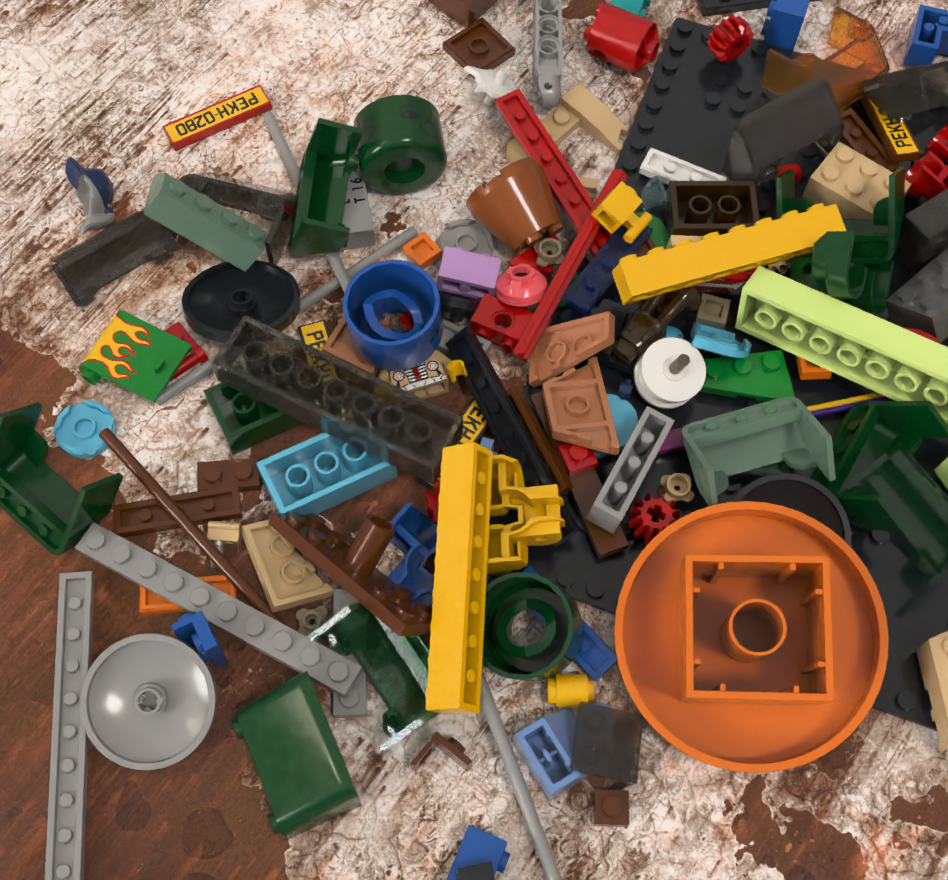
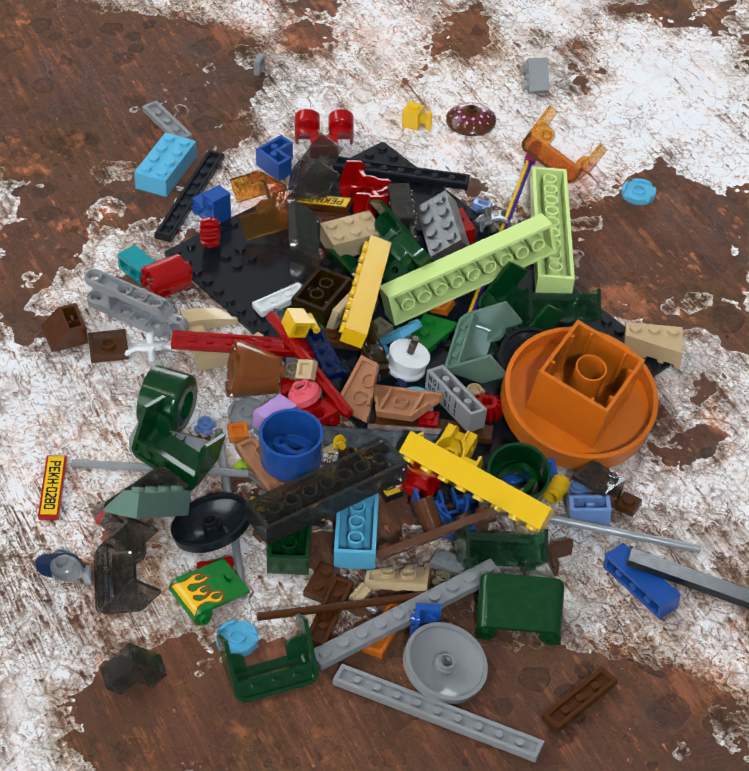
camera: 60 degrees left, 20 degrees down
(412, 206) = (205, 425): none -> medium blue plate
(550, 264) = (306, 369): none -> tan plate

